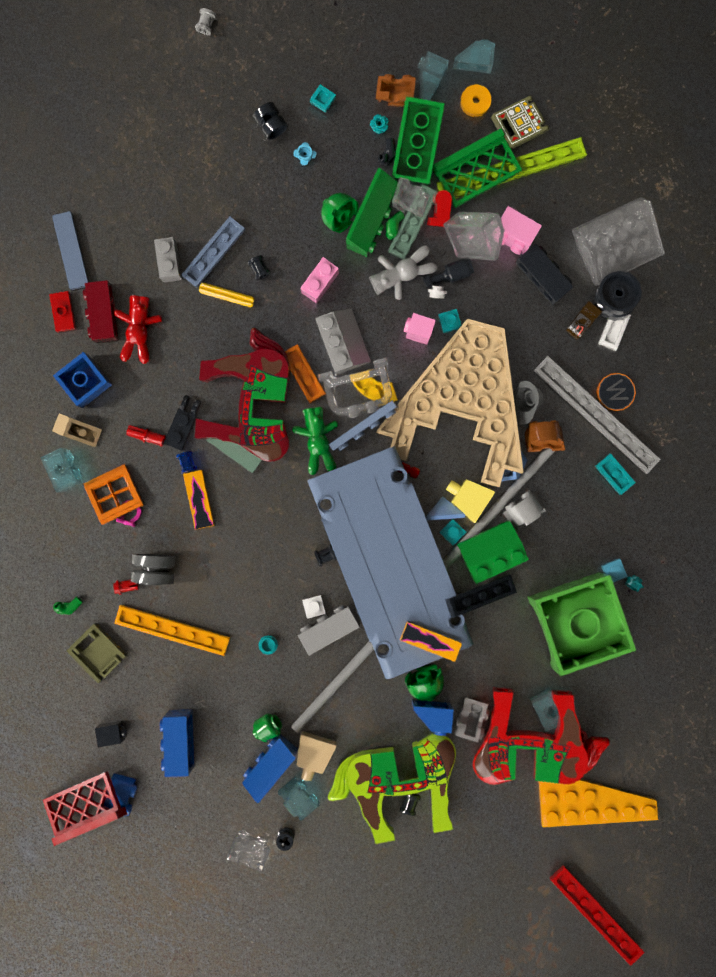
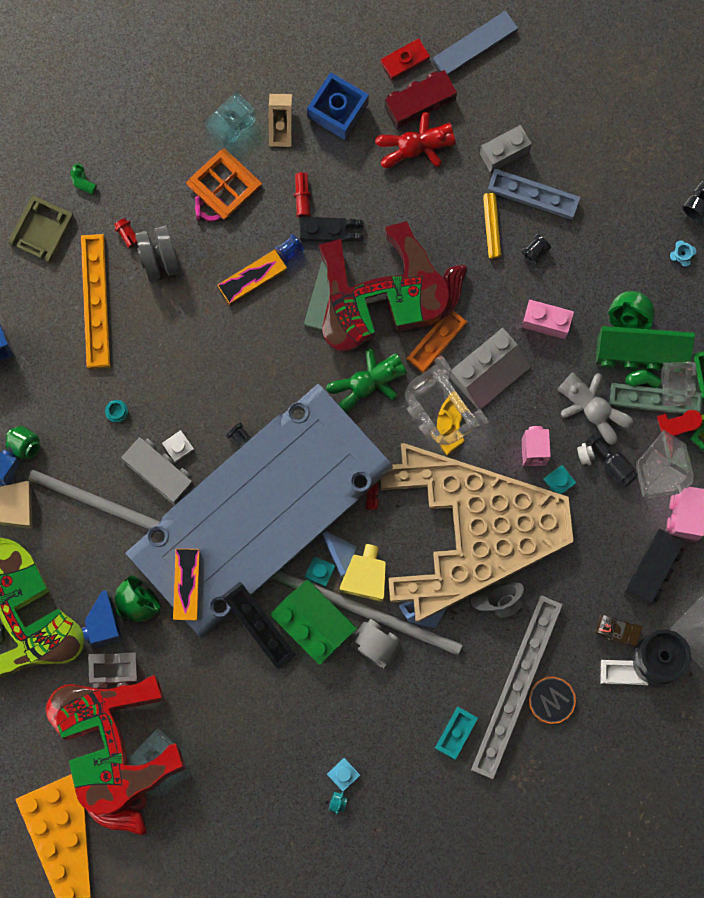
camera: 65 degrees right, 10 degrees down
(370, 422) = (395, 421): sand blue plate -> none
(544, 435) = (470, 636): dark orange cylinder -> none
(582, 623) = (268, 749): bright green piece -> none

